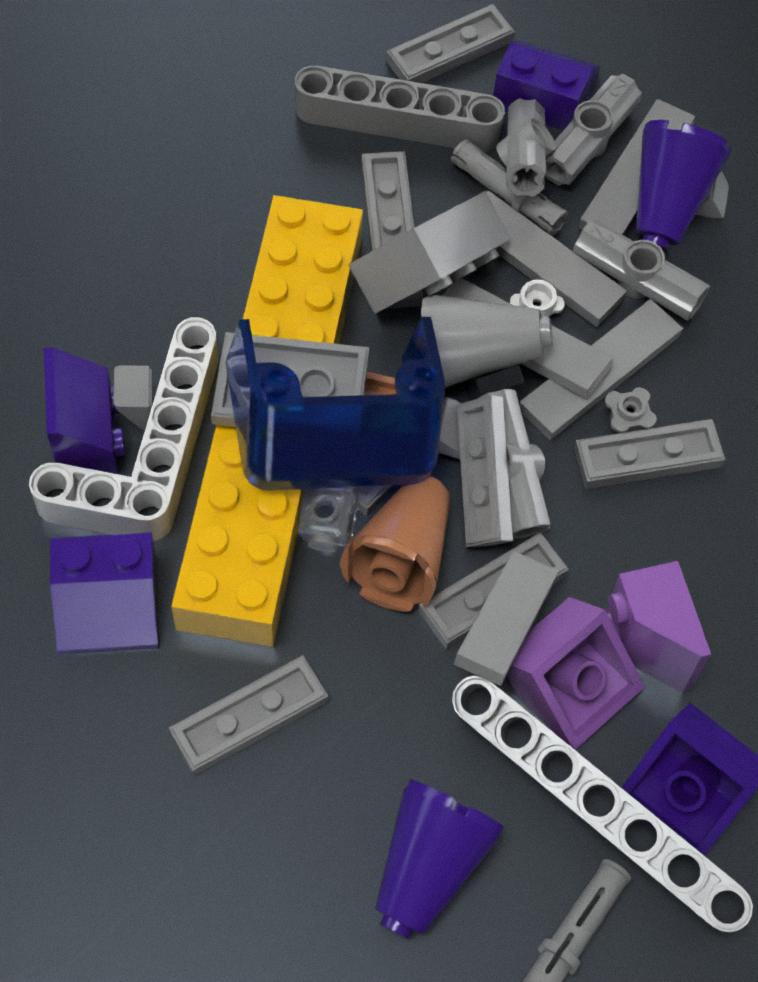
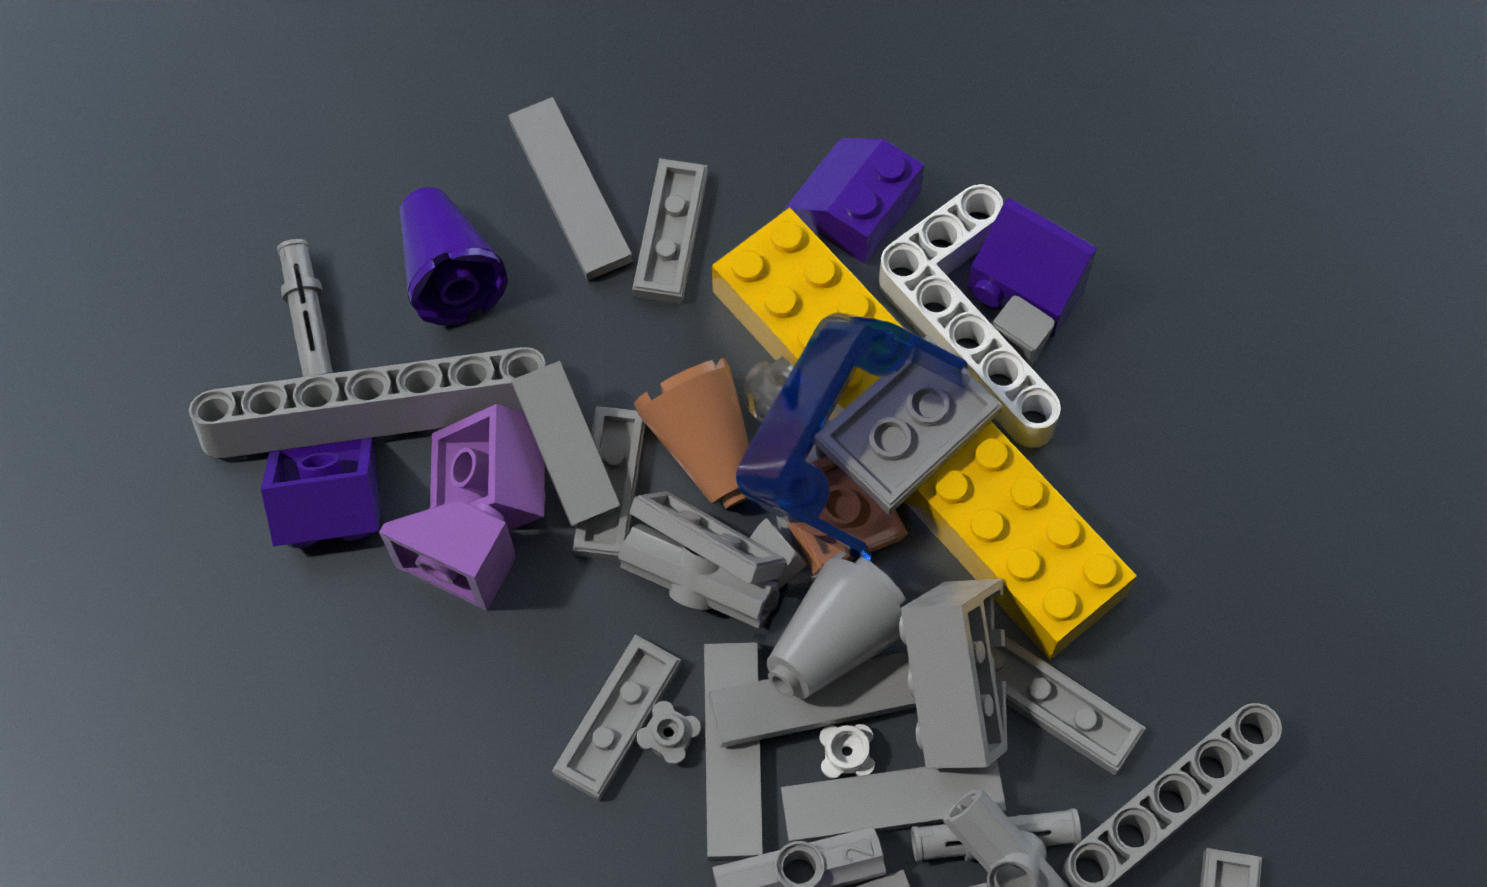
camera: 135 degrees right, 5 degrees up
(276, 827) = (570, 188): none -> light grey tile

